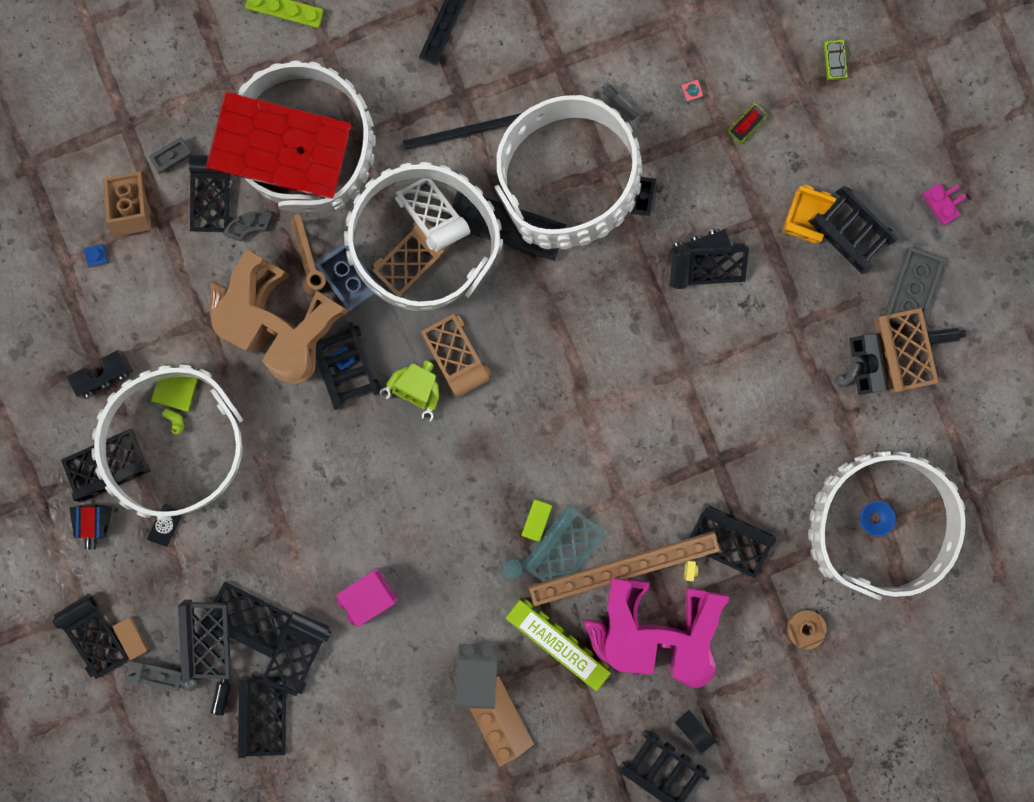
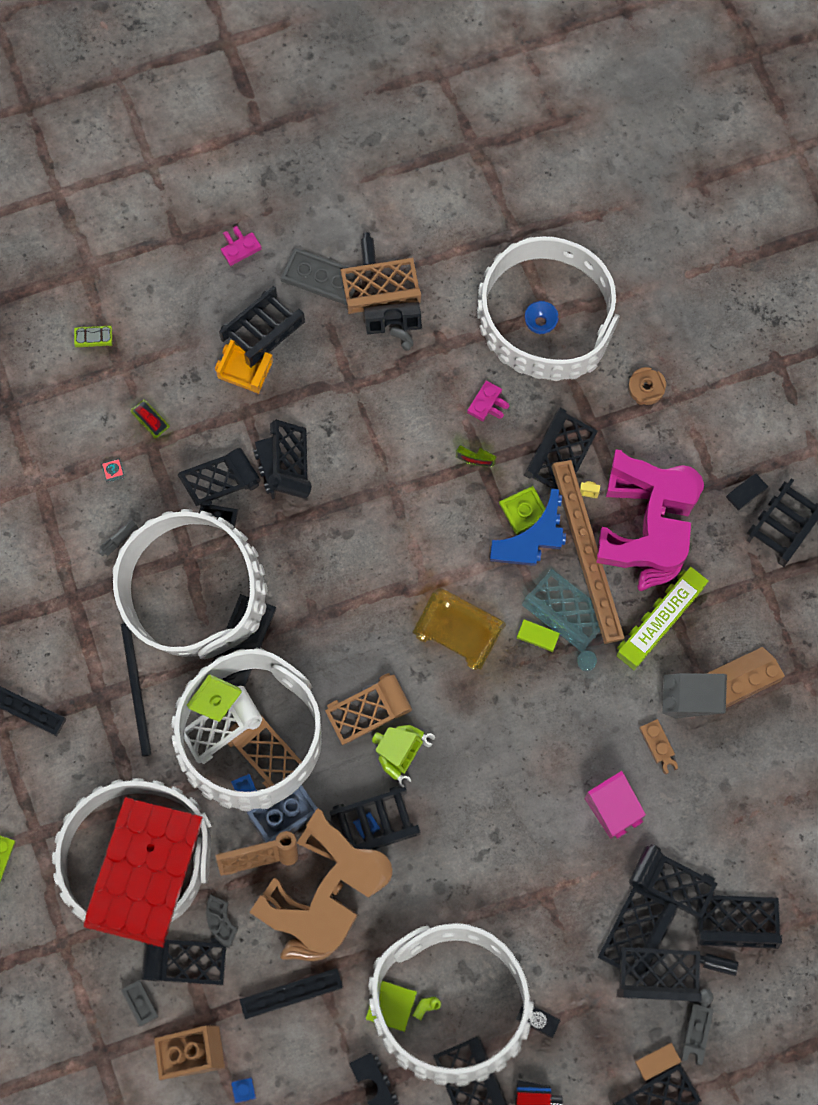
camera: 90 degrees left, 15 degrees down
(182, 294) = (291, 993): none -> black plate
(375, 239) = (244, 784): none -> blue plate
(431, 639) = (658, 744): none -> medium nougat plate
(452, 203) = (214, 698): none -> lime plate
(541, 443) = (459, 627): none -> clear yellow windscreen
(640, 524) = (543, 534): none -> blue arch
(666, 504) = (523, 509): none -> lime tile
(696, 217) = (238, 469): none -> black piece
(719, 459) = (482, 457): none -> clear neon green slope
(782, 462) = (485, 401): none -> dark pink hinge

